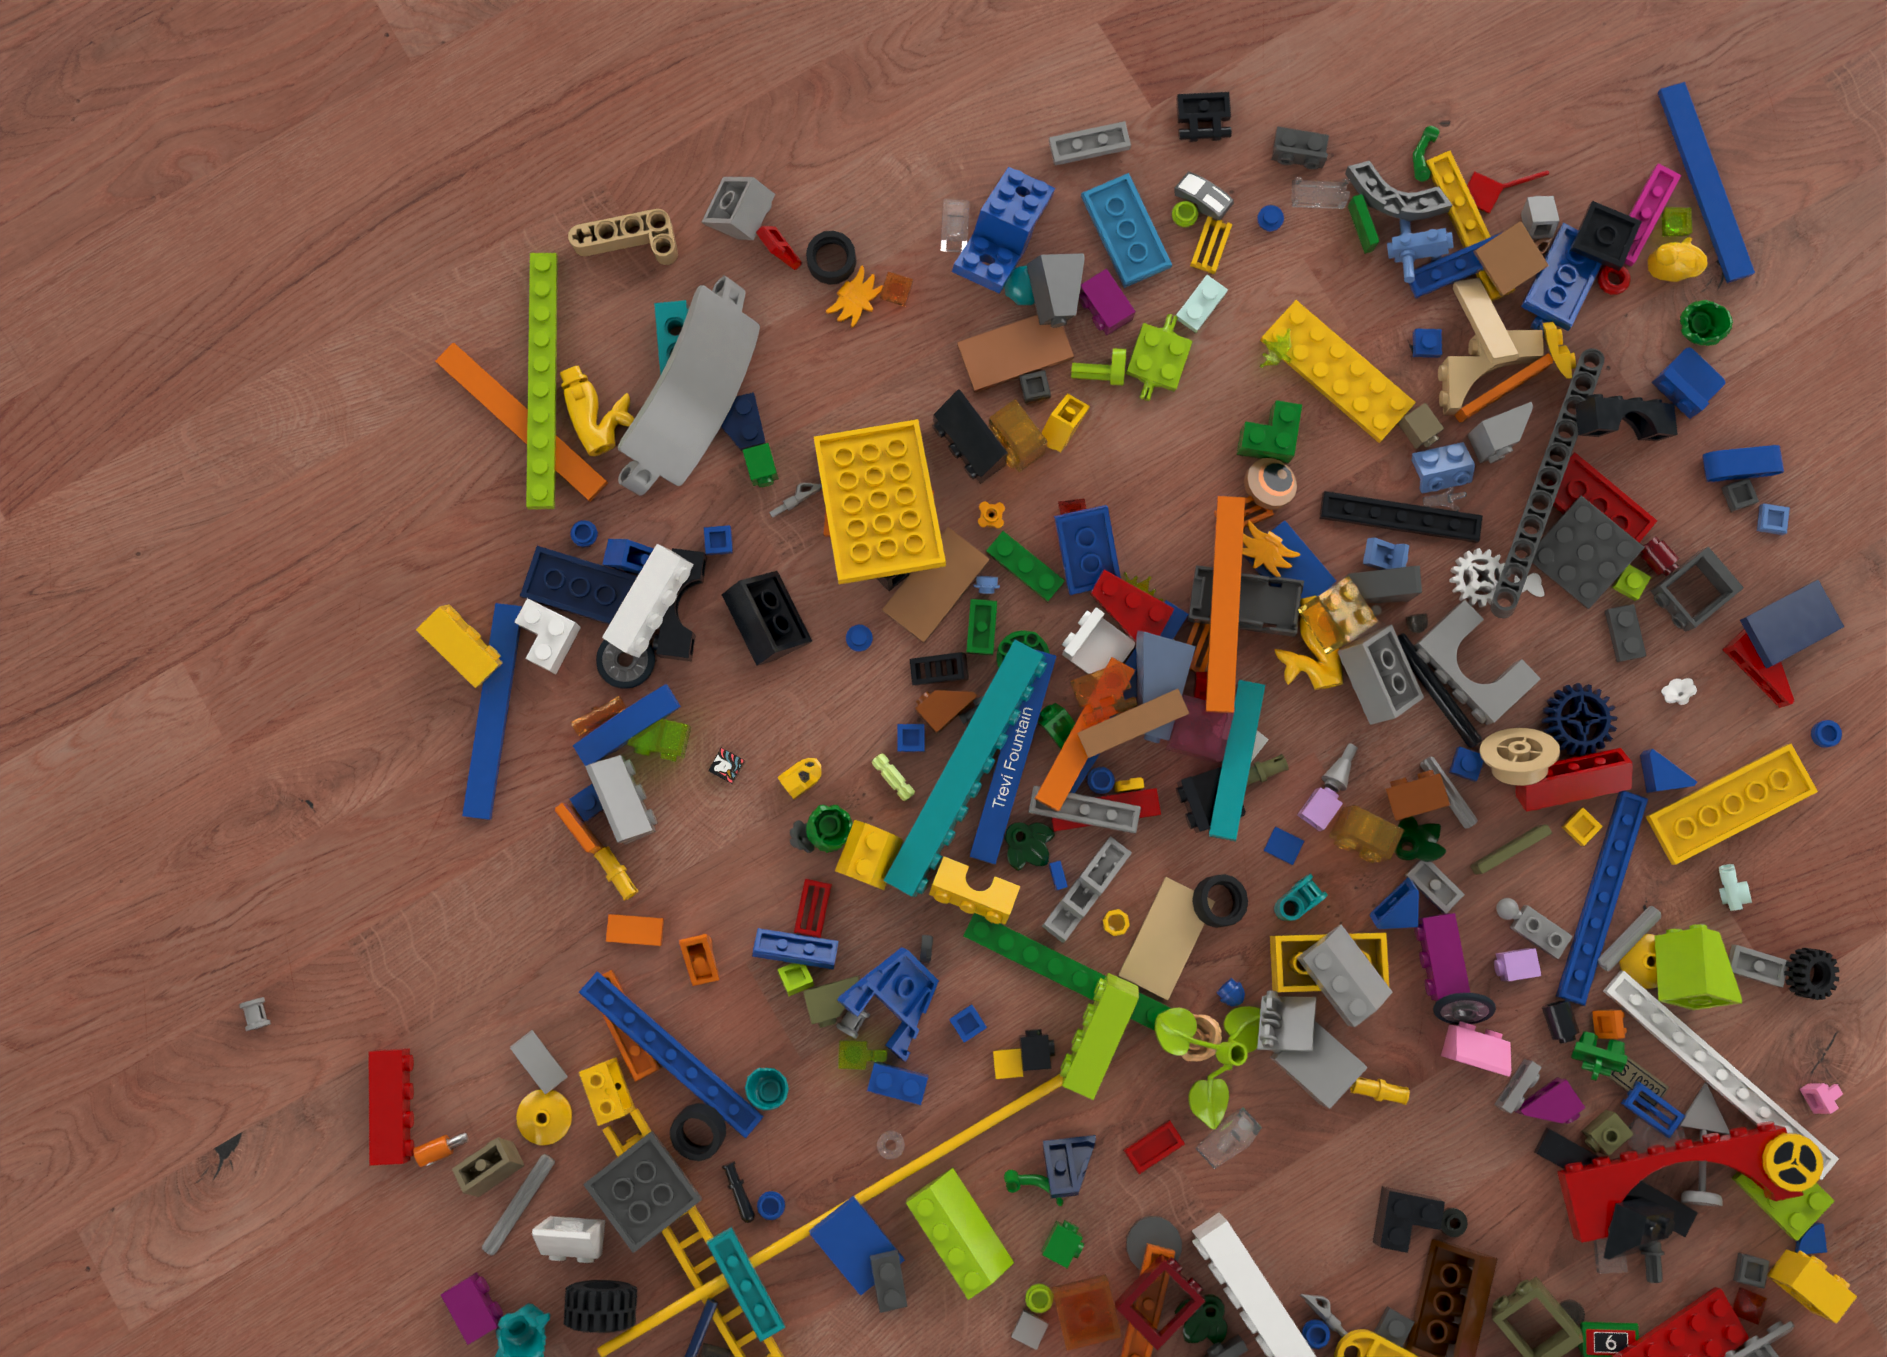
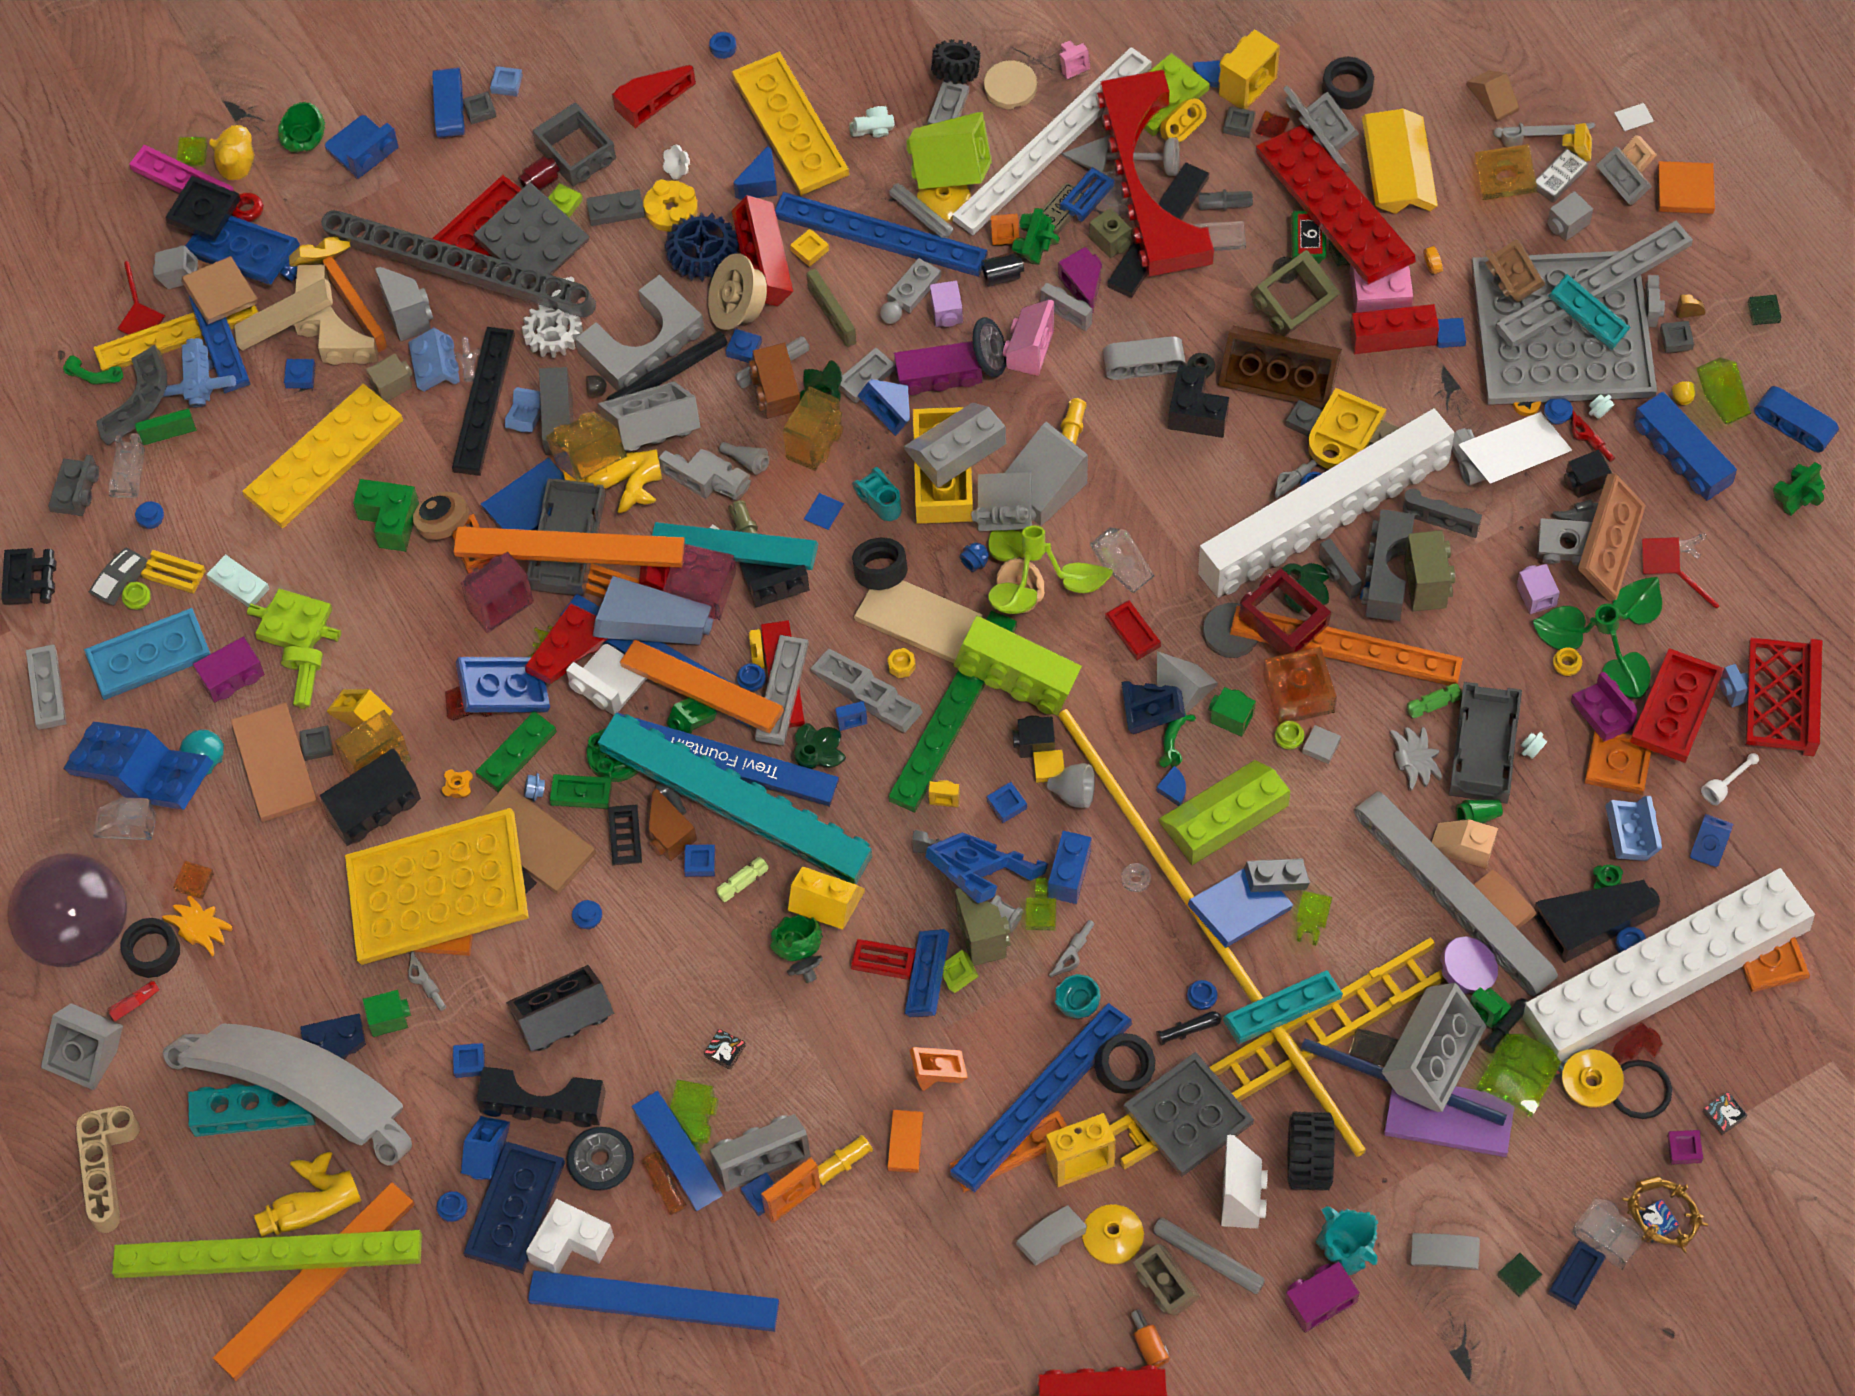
camera: 85 degrees left, 20 degrees down
(460, 645) = (575, 1326): yellow wedge -> none
(648, 601) = (535, 1118): white brick -> none
(801, 777) = (740, 971): yellow rock -> none
(823, 1086) = (1072, 951): none -> light grey hand
(854, 1315) = (1313, 913): none -> clear neon green plate
(869, 183) = (66, 910): none -> piece
(952, 888) = (861, 814): yellow arch -> none
(977, 964) = (944, 793): none -> yellow plate
(982, 1087) = (1074, 785): none -> light grey helmet
(985, 1183) = (1173, 786): none -> blue tile
(1056, 286) = (210, 712): slope -> none
(1097, 1196) = (1186, 676): none -> light grey slope
(1101, 685) = (650, 665): clear orange plate -> none
(1133, 723) = (692, 634): medium nougat tile -> none
(1183, 538) = (497, 592): none -> clear pink brick
(1266, 550) = (515, 514): light orange piece -> none
(1277, 350) = (297, 507): clear neon green piece -> none
(1319, 731) = (705, 474): none -> light grey plate
(1320, 808) = (786, 474): lavender brick -> none
(1459, 1164) = (1143, 358): none -> light grey beam
(1637, 1226) = (1198, 203): black slope -> none
(1642, 679) = (669, 192): none -> yellow plate
(1648, 419) = (393, 198): black arch -> none
(1706, 182) = (151, 126): blue tile -> none
(1747, 1210) = (1181, 122): none -> yellow plate
(1789, 1030) = (1010, 84): none -> tan tile
(1792, 623) = (613, 65): dark blue tile -> none
(1793, 1162) = (1131, 75): yellow tile -> none

